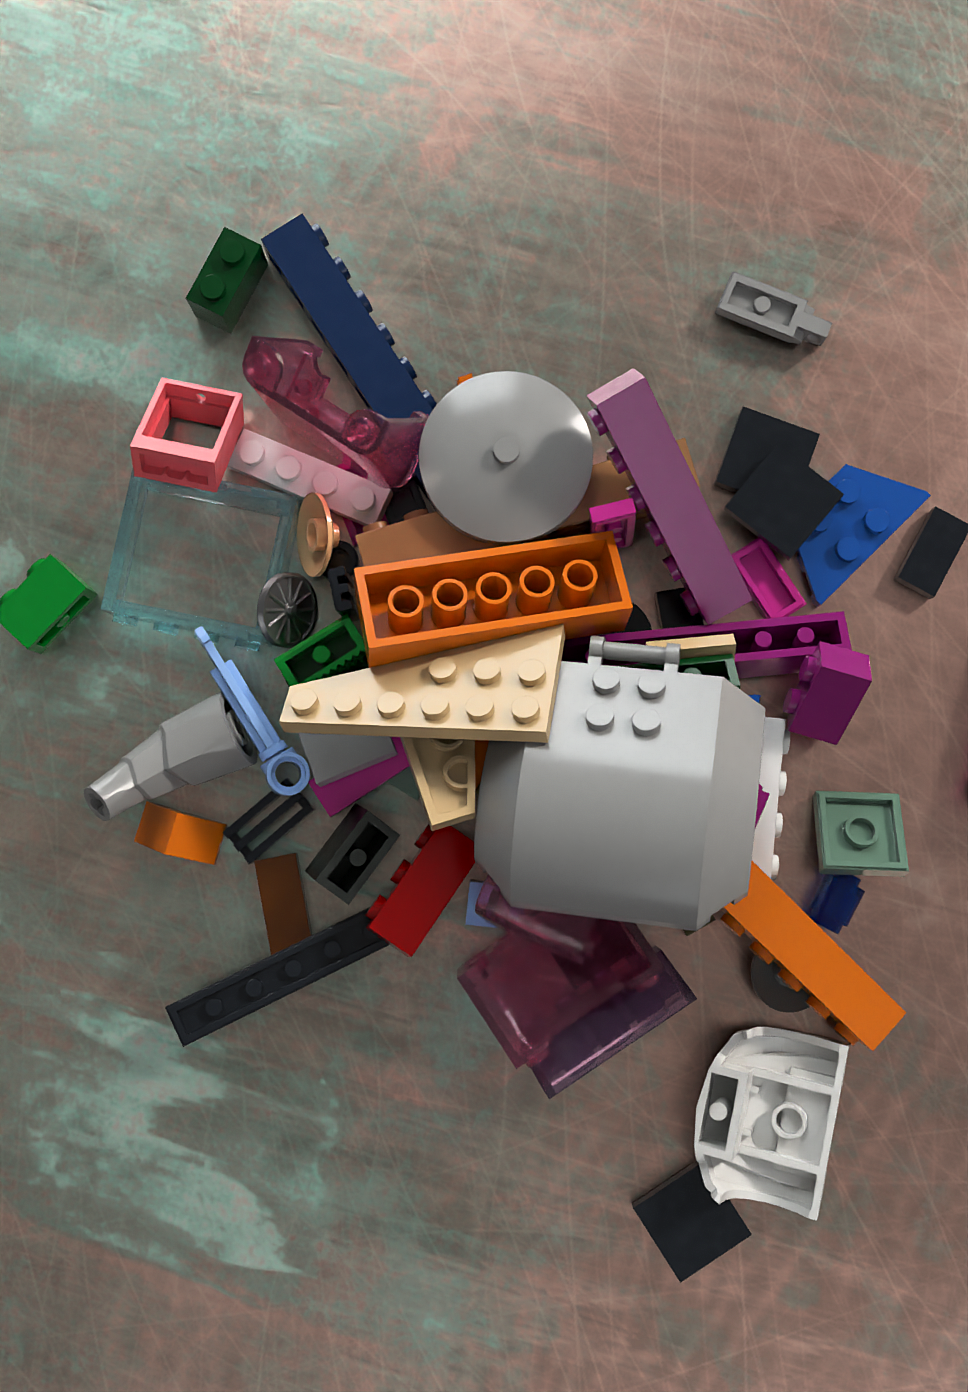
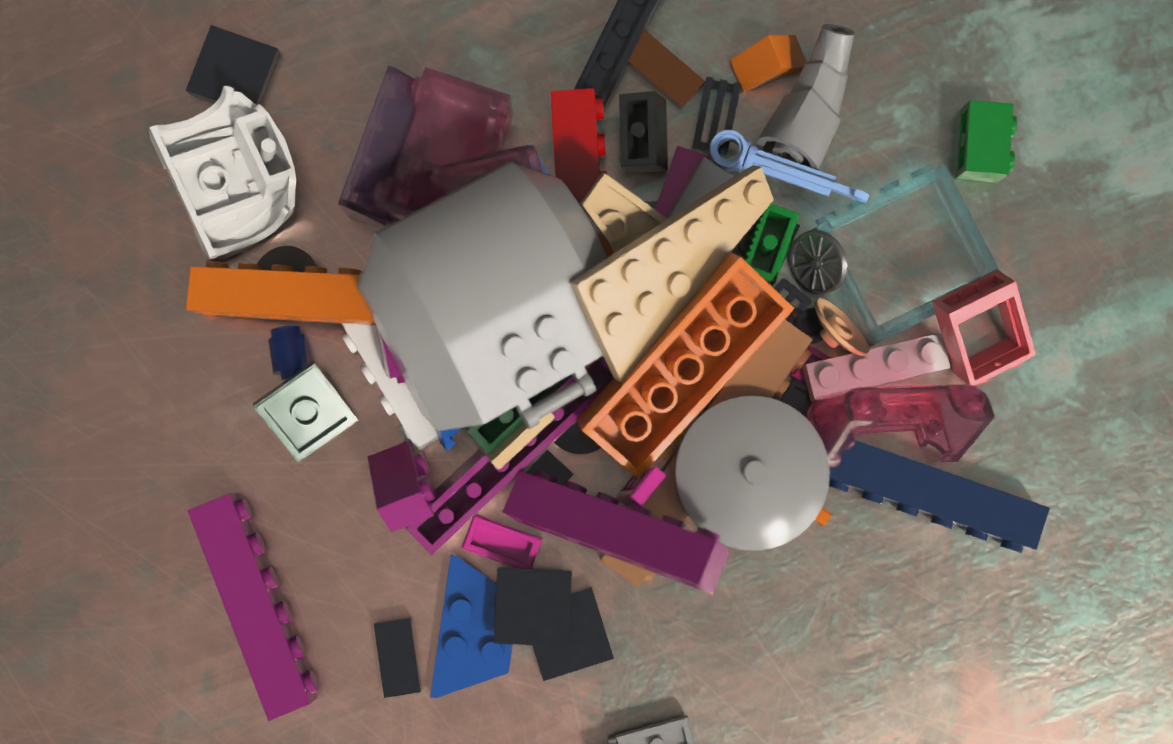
camera: 140 degrees right, 0 degrees up
(227, 280) = (1048, 462): dark green brick -> none

